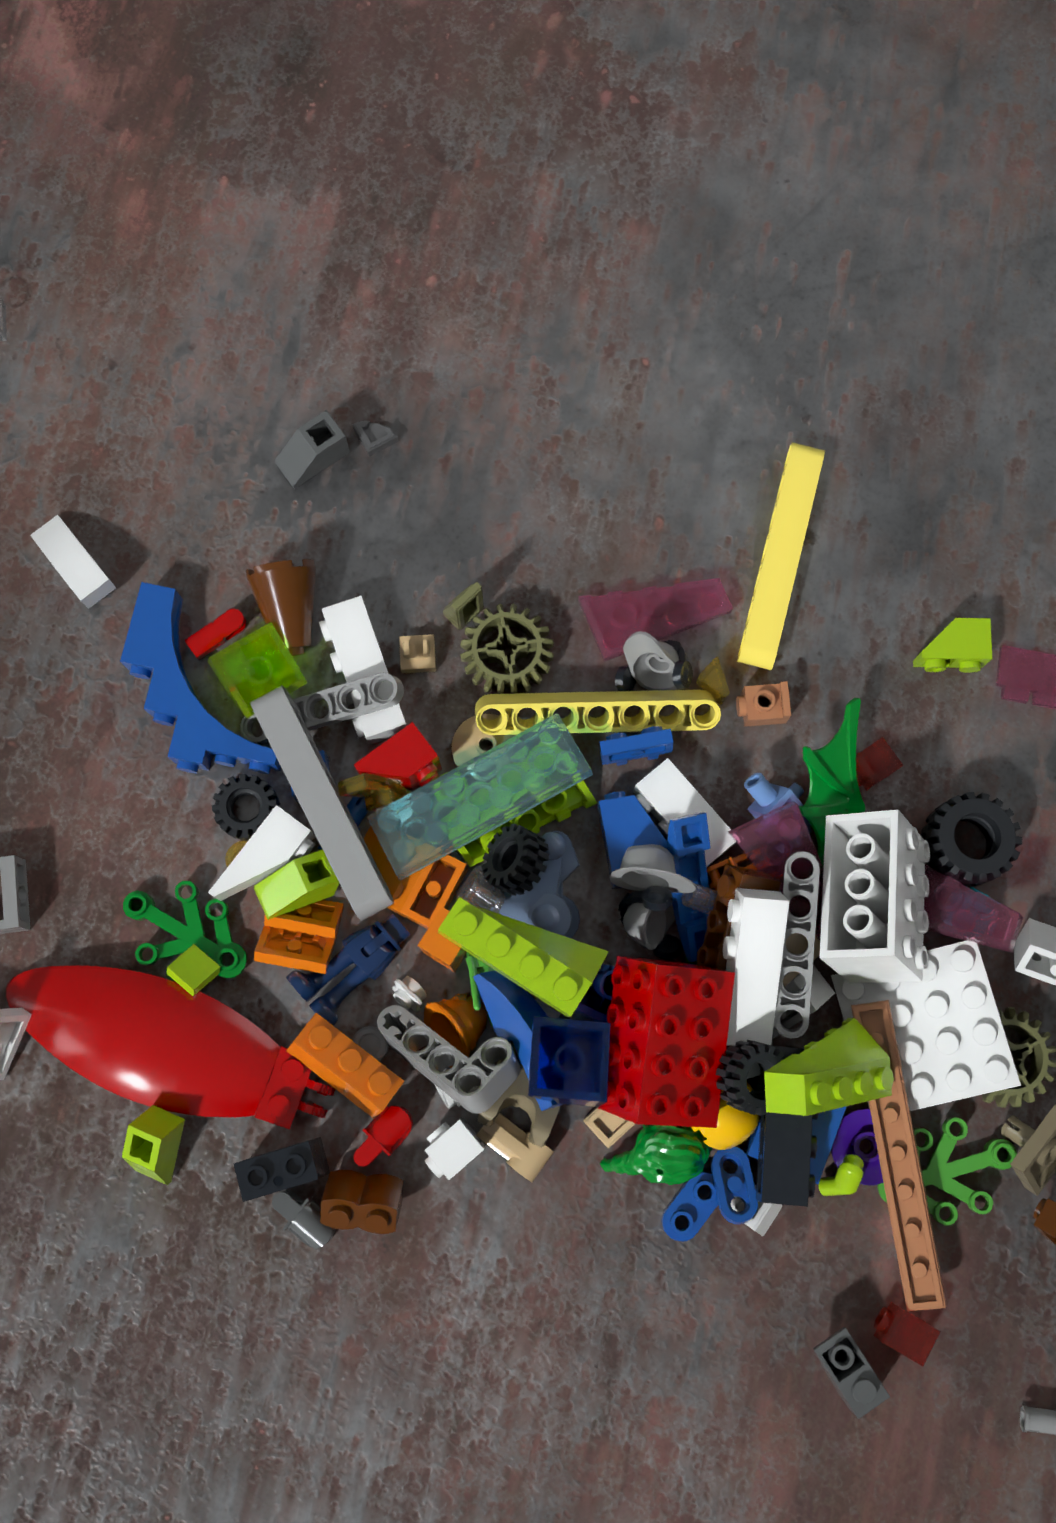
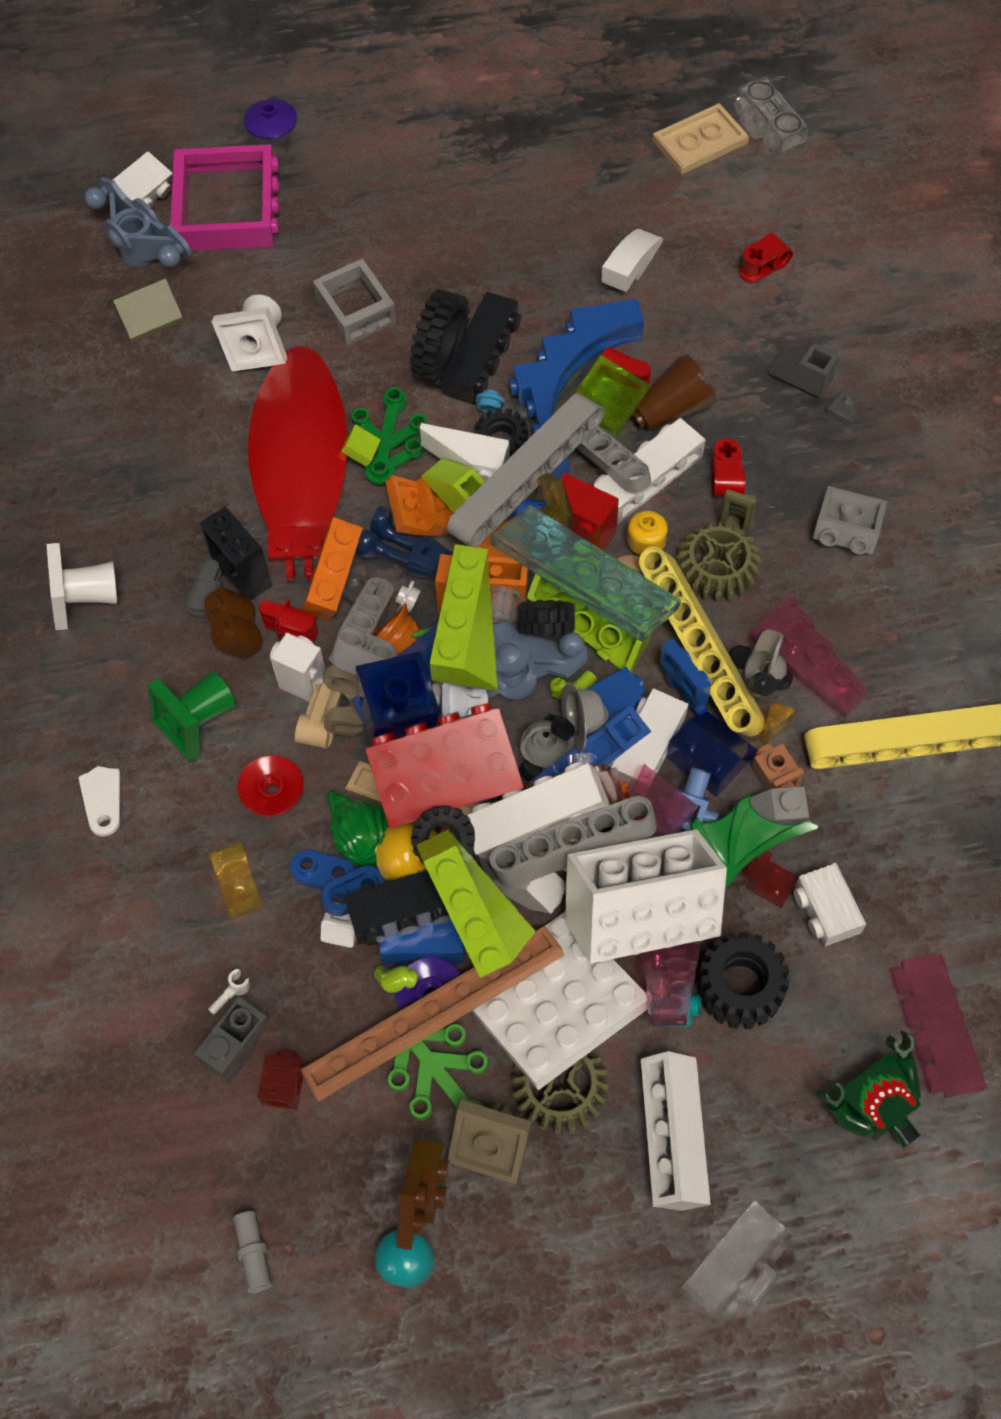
camera: 70 degrees right, 15 degrees down
(96, 824) = (438, 334): none -> black tyre
(116, 780) = (480, 348): none -> black brick
(143, 419) = (764, 258): none -> red piece
(154, 1143) = (221, 468): lime slope -> none
(194, 800) = (489, 401): none -> dark azure plate
(235, 1367) = (77, 585): none -> white plant
(407, 591) = (727, 468): none -> red piece
(417, 653) = (682, 503): tan tile -> none
(440, 718) = (646, 530): none -> yellow head
(454, 1285) = (182, 716): none -> green plant
(511, 1421) = (102, 799): none -> white piece
(518, 497) = (850, 520): none -> light grey plate
(576, 1249) = (267, 773): none -> red dish
(590, 865) = (585, 681): none -> lime arm
(665, 1304) = (235, 880): none -> clear yellow slope
(719, 756) = (710, 747): none -> clear blue slope
(787, 1355) = (230, 991): none -> white hand
(809, 728) = (782, 805): none -> light grey slope
(923, 723) = (829, 905): none -> white brick
(961, 645) = (918, 909): lime slope -> none

